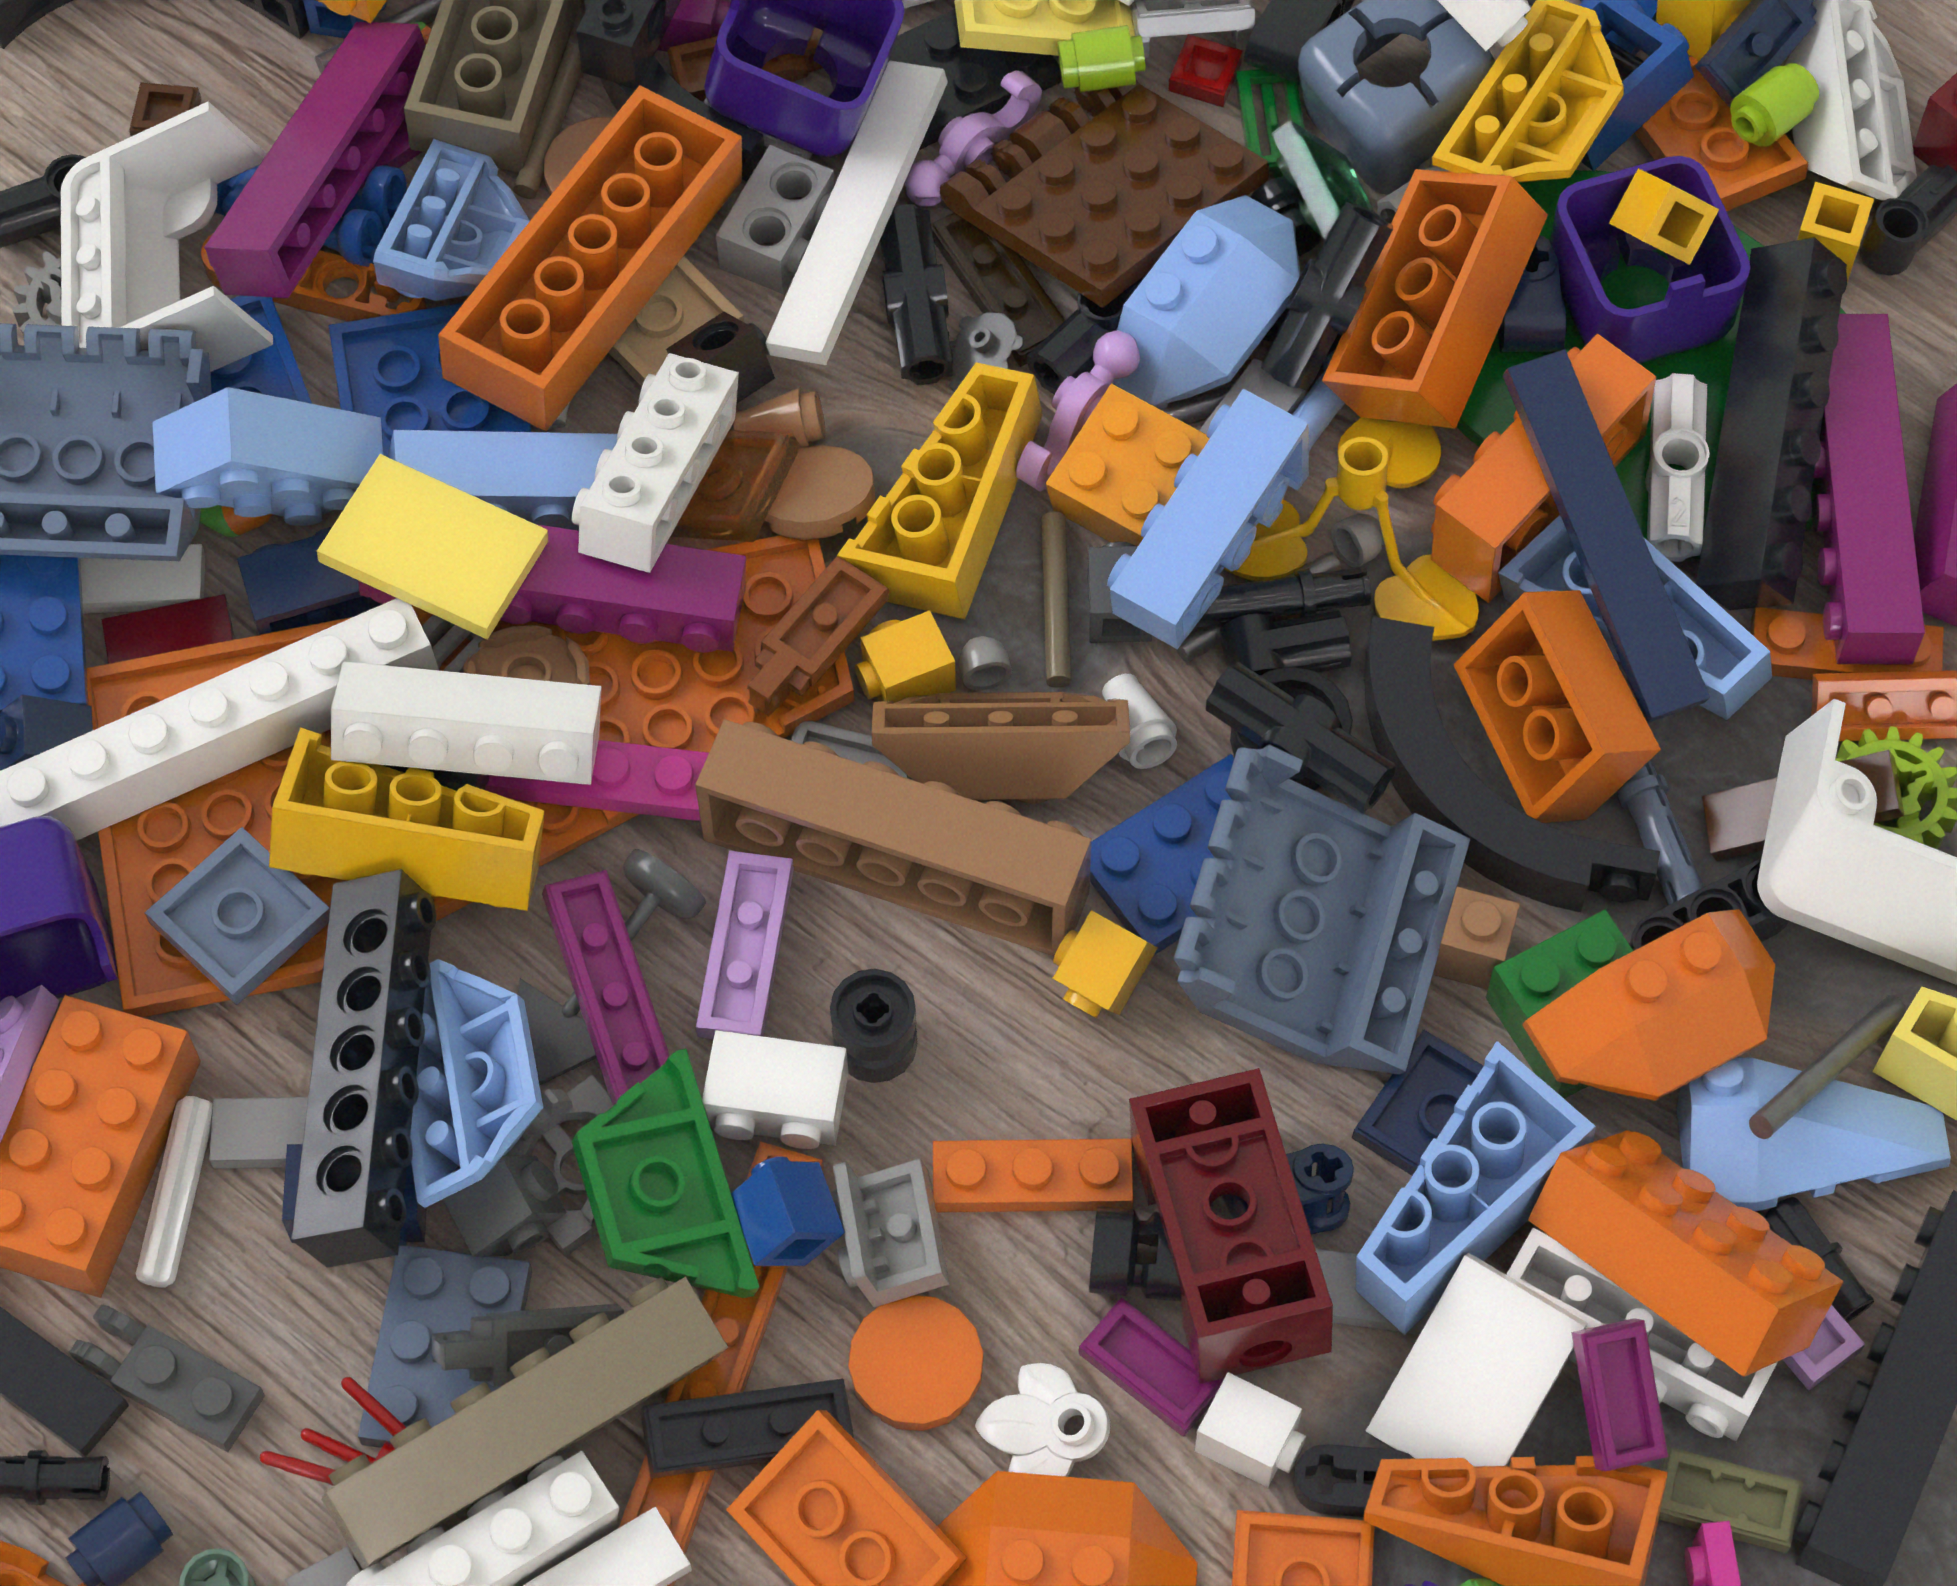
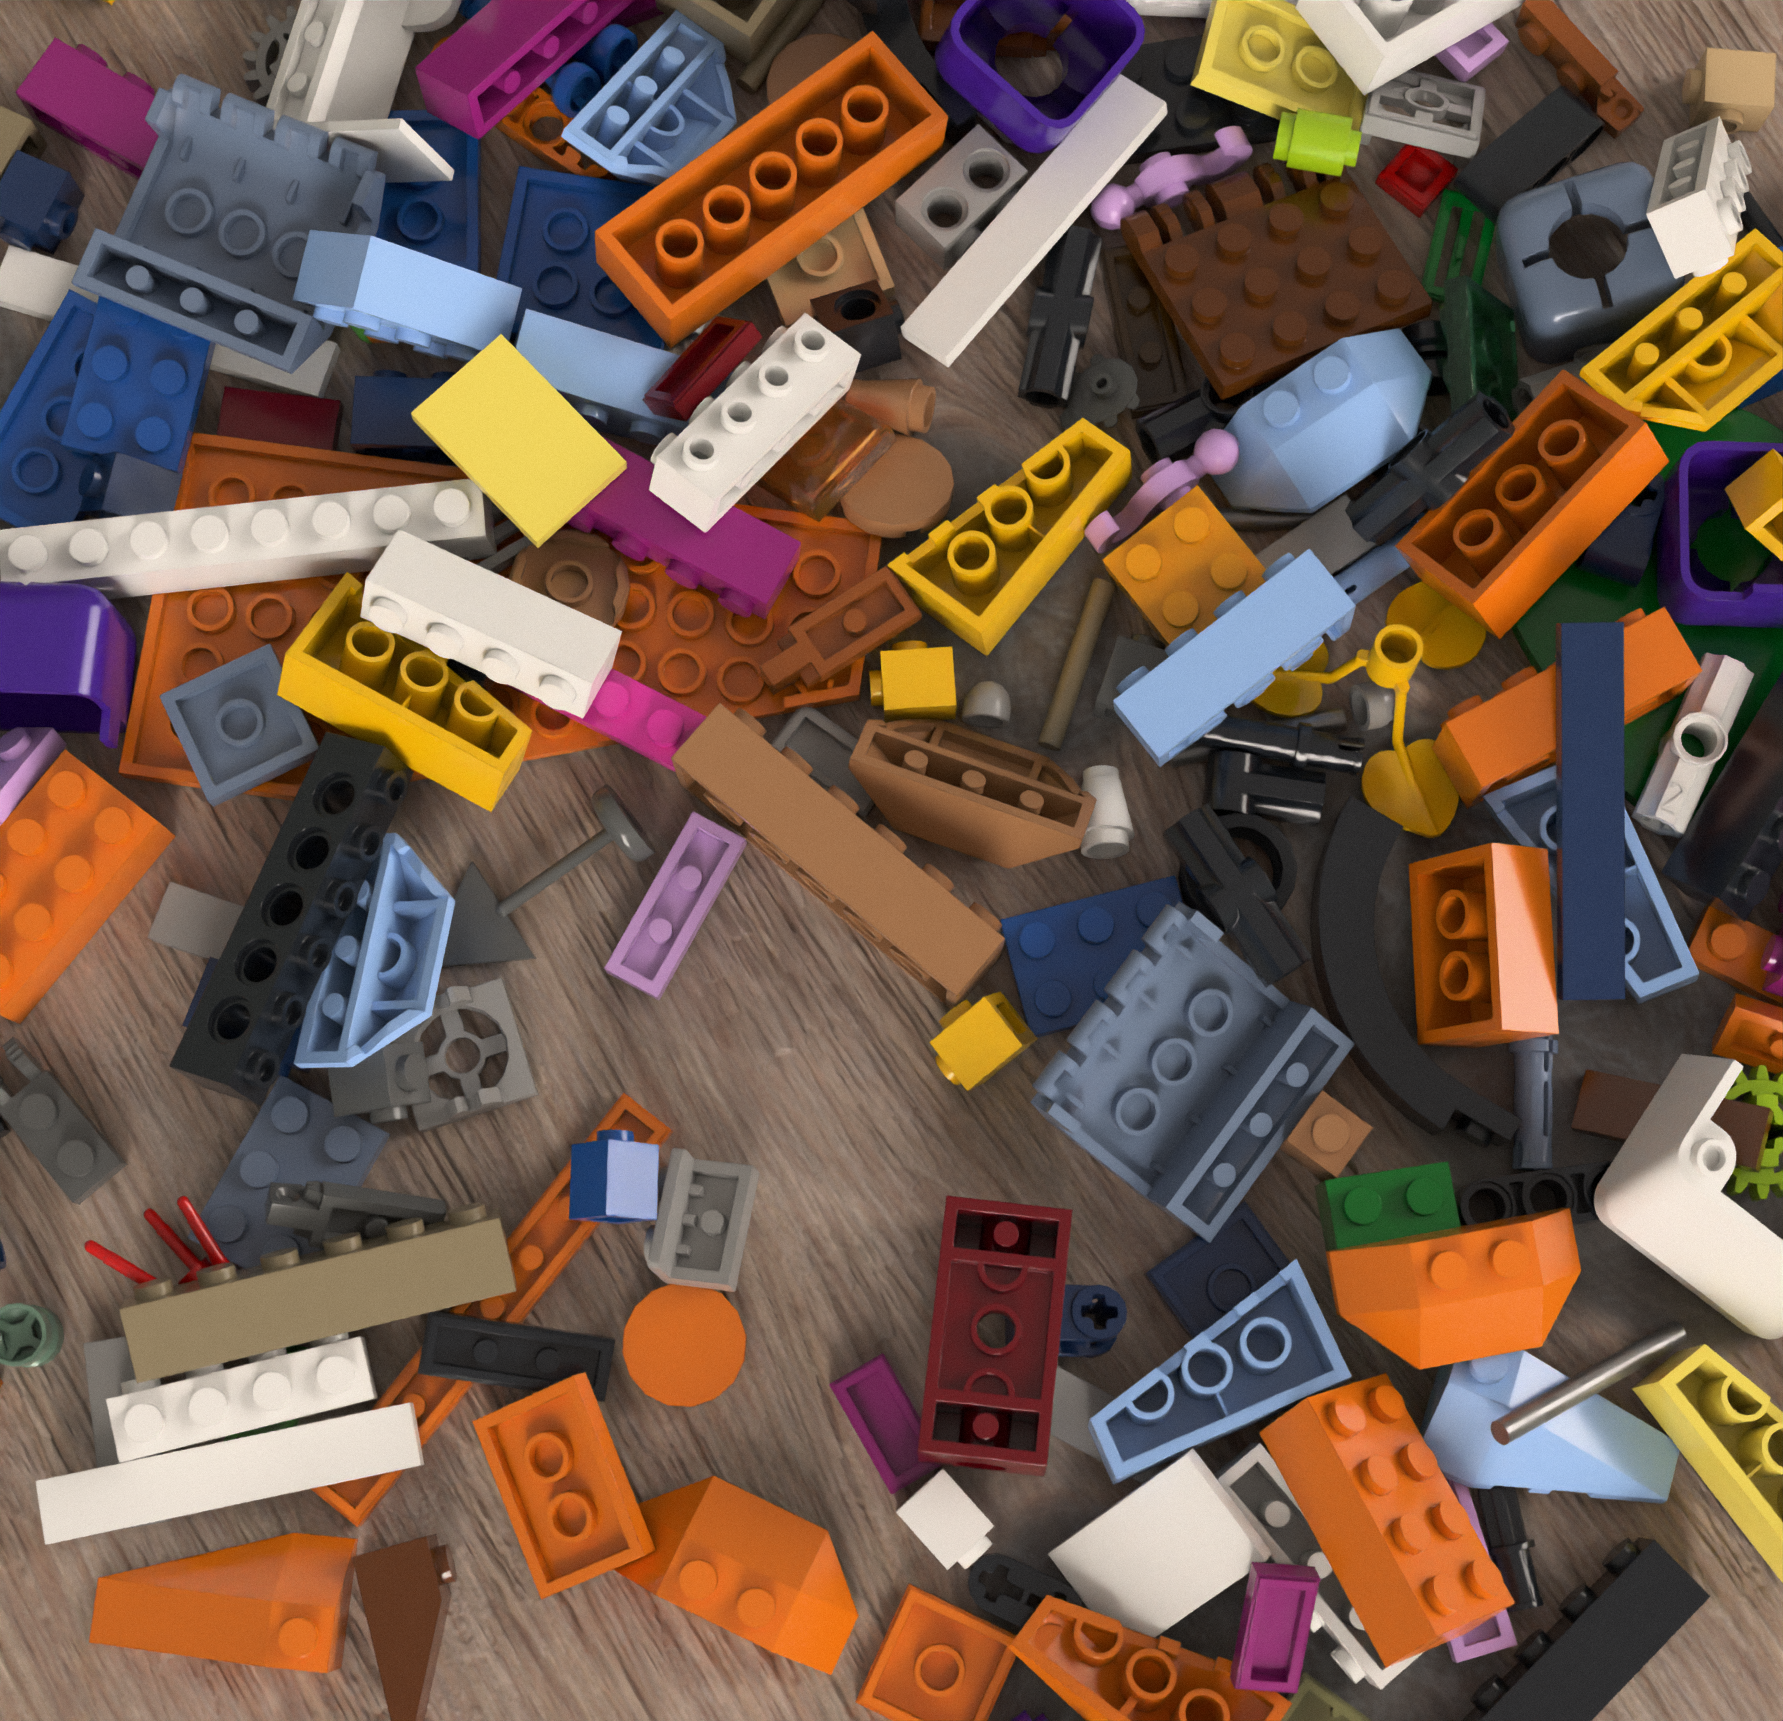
camera: 20 degrees right, 15 degrees up
(175, 1192) = (110, 954): white axle -> none
(587, 430) = (702, 367): none -> dark red tile
(606, 980) = (538, 981): magenta tile -> none
(663, 1186) = (515, 1116): green wing -> none
(775, 1089) = (649, 1054): white brick -> none
(875, 1023) = (757, 1025): black wheel -> none
(1032, 1175) = (849, 1208): orange plate -> none
(1034, 1422) = (763, 1438): white plate -> none
(1115, 1256) = (889, 1316): black wheel -> none

